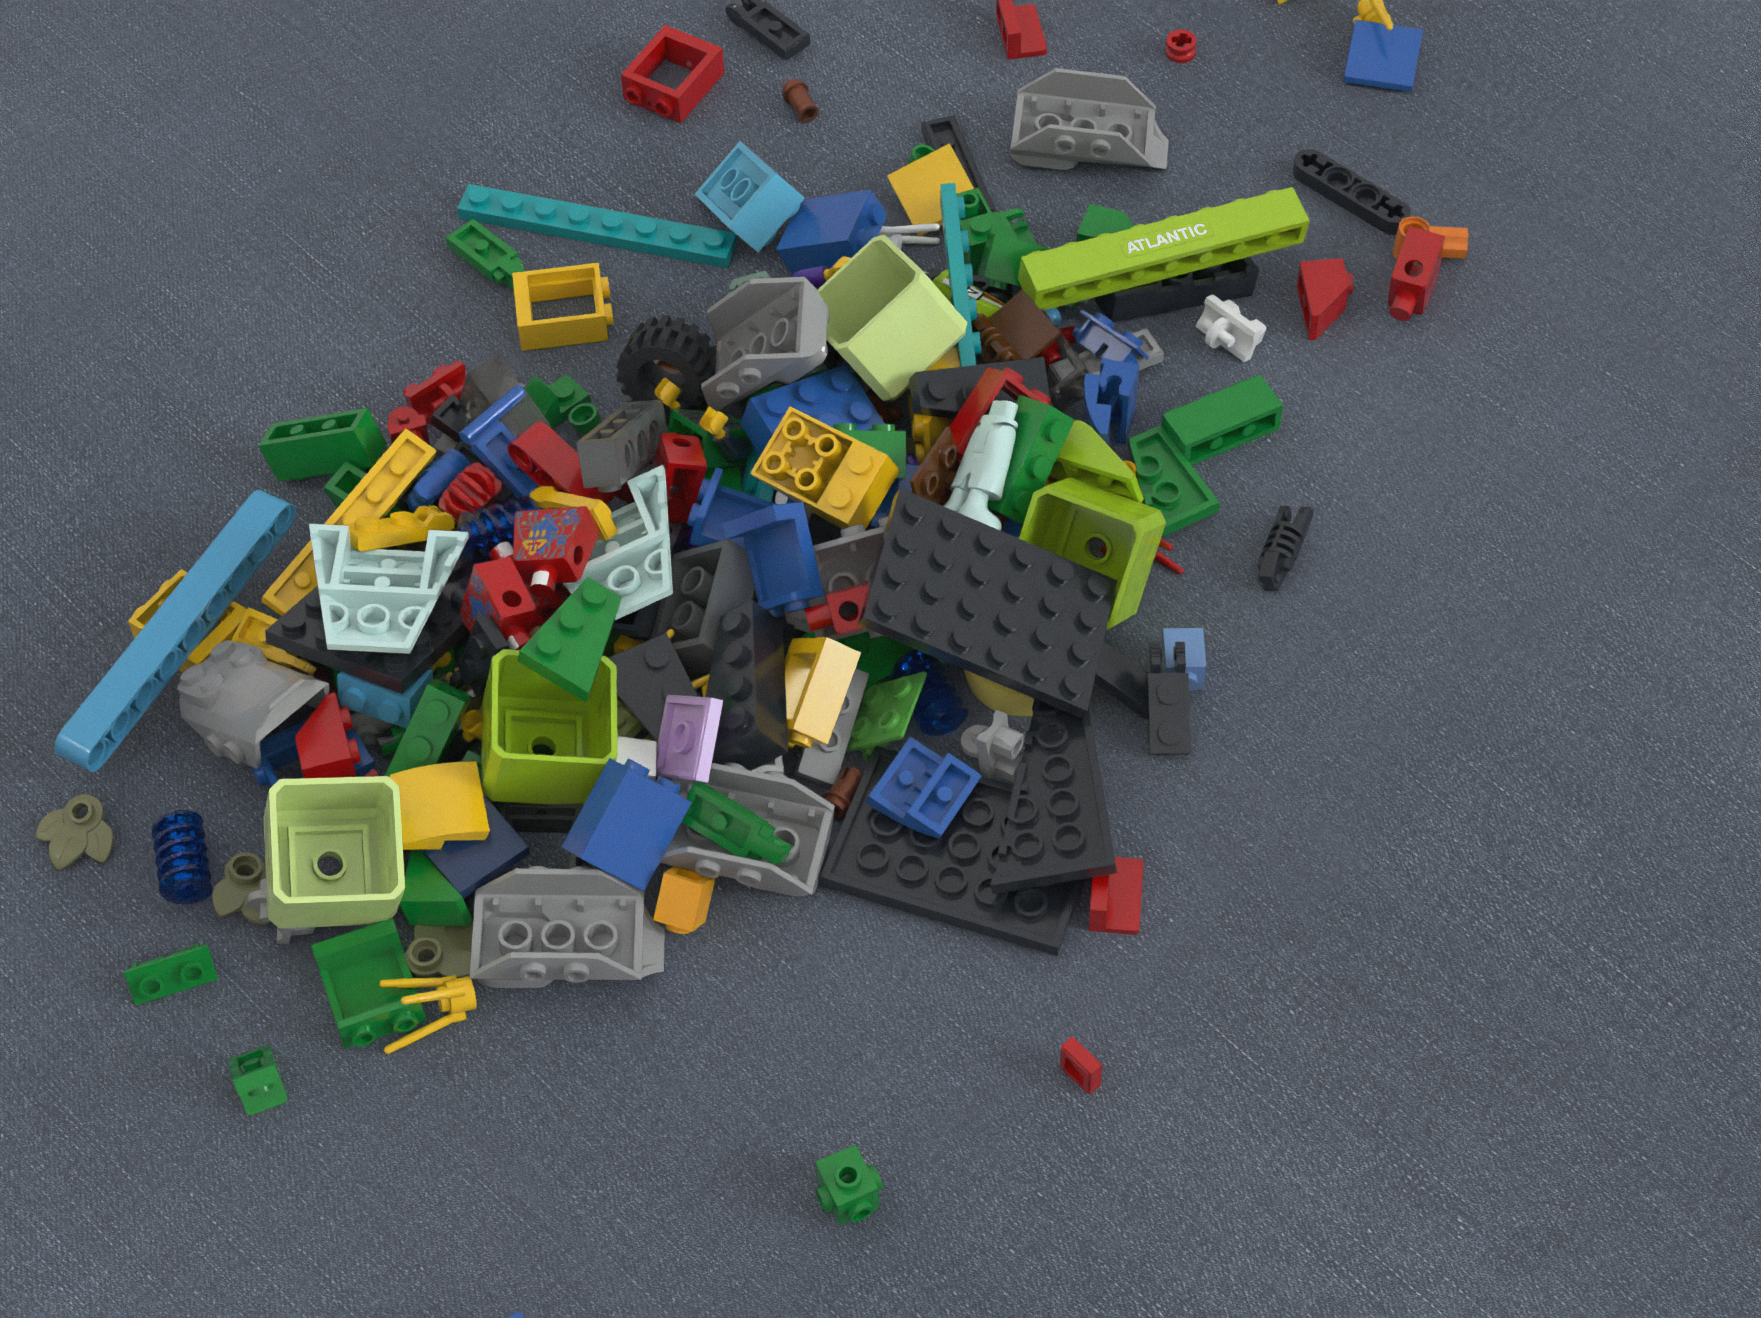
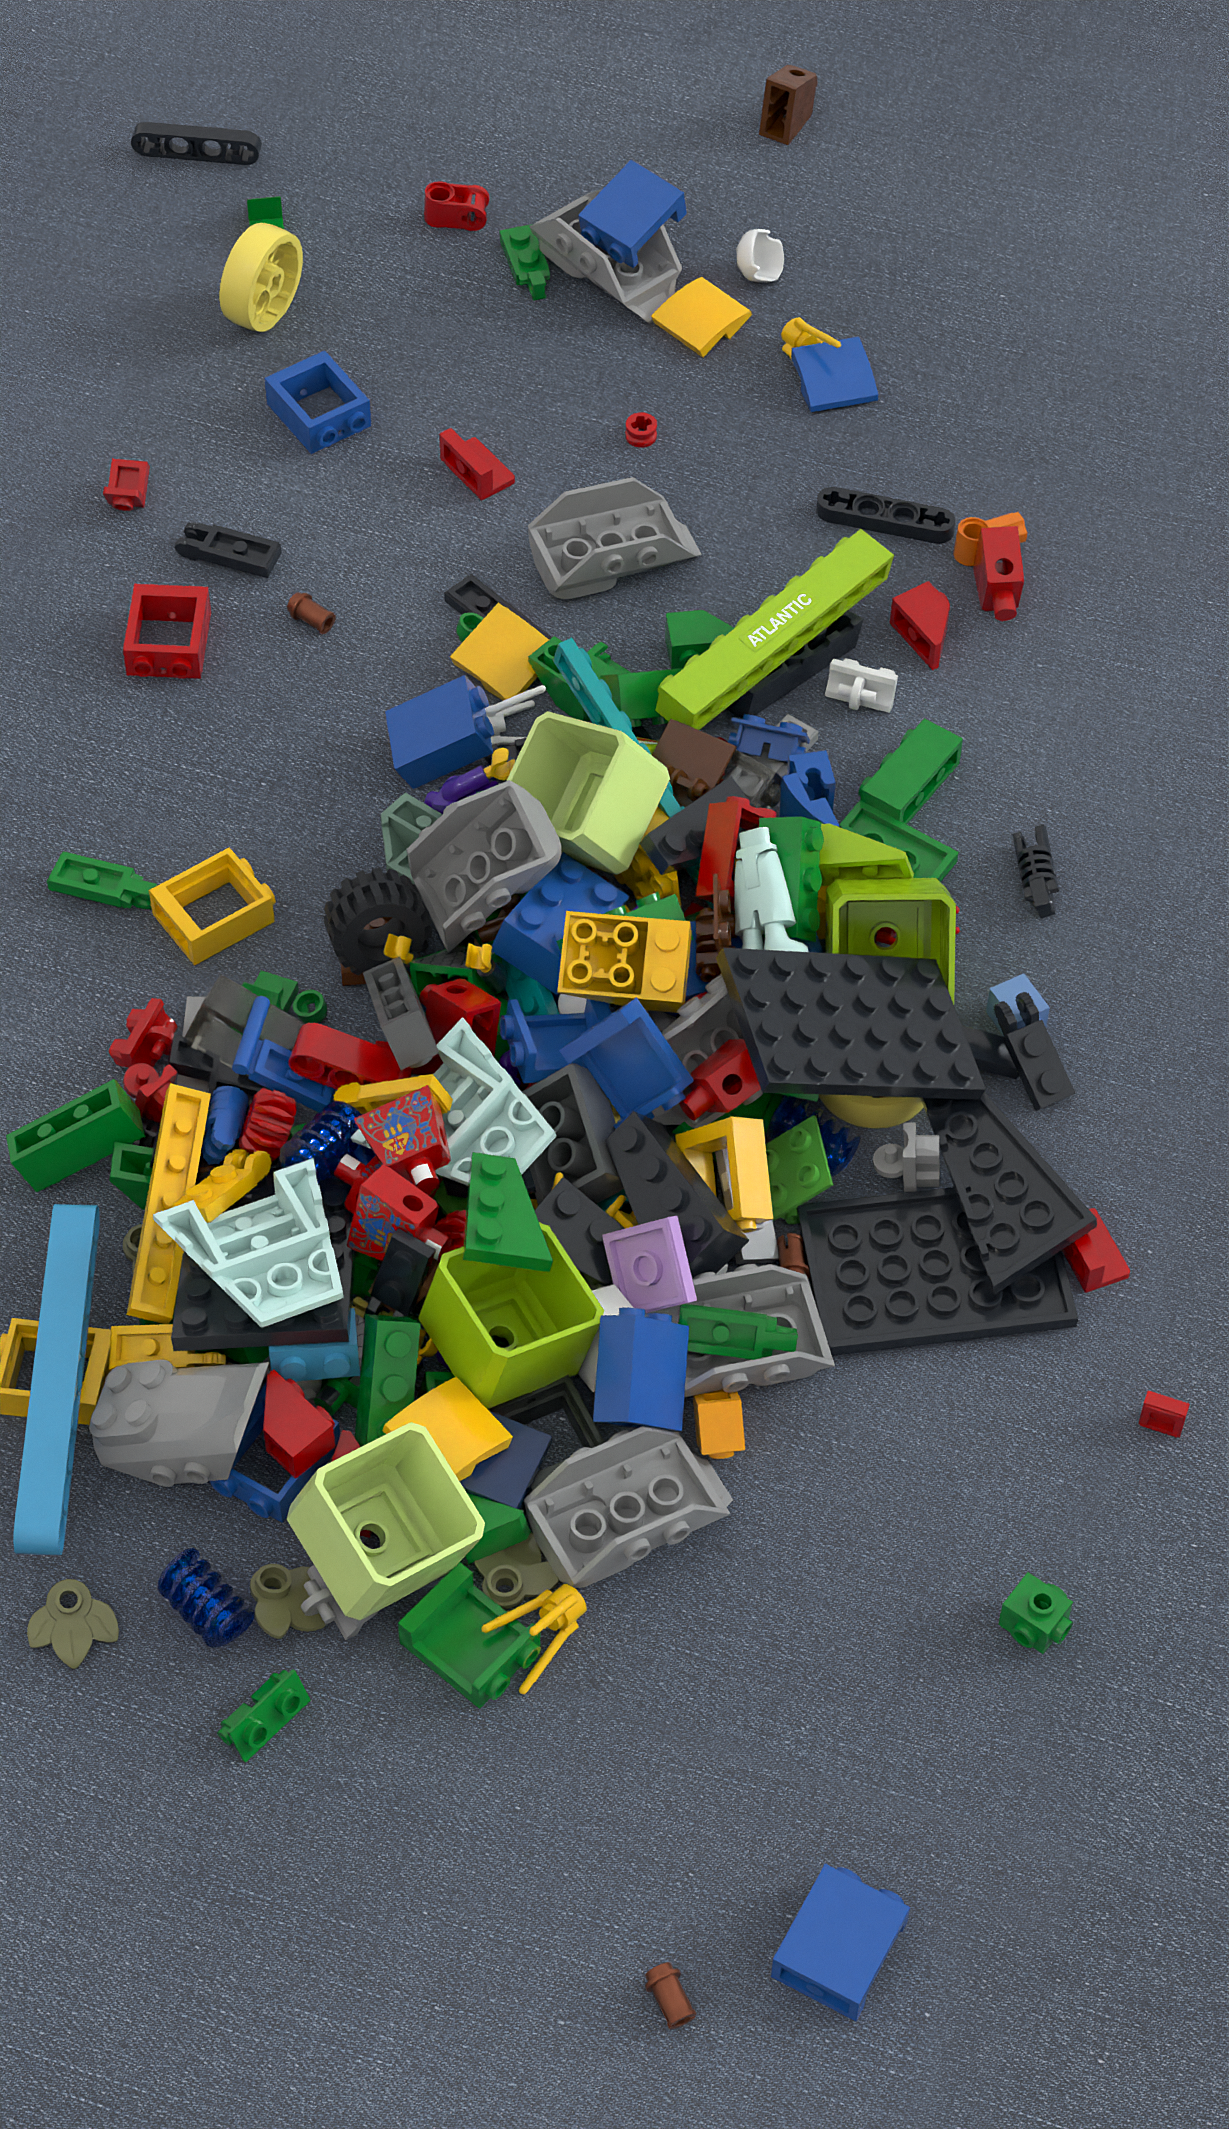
camera: 30 degrees left, 0 degrees up
(257, 1080) = (421, 1771): green slope -> none
(597, 225) = (187, 812): teal plate -> none
(749, 197) = (332, 725): medium azure slope -> none
(923, 789) = (870, 1226): blue slope -> none

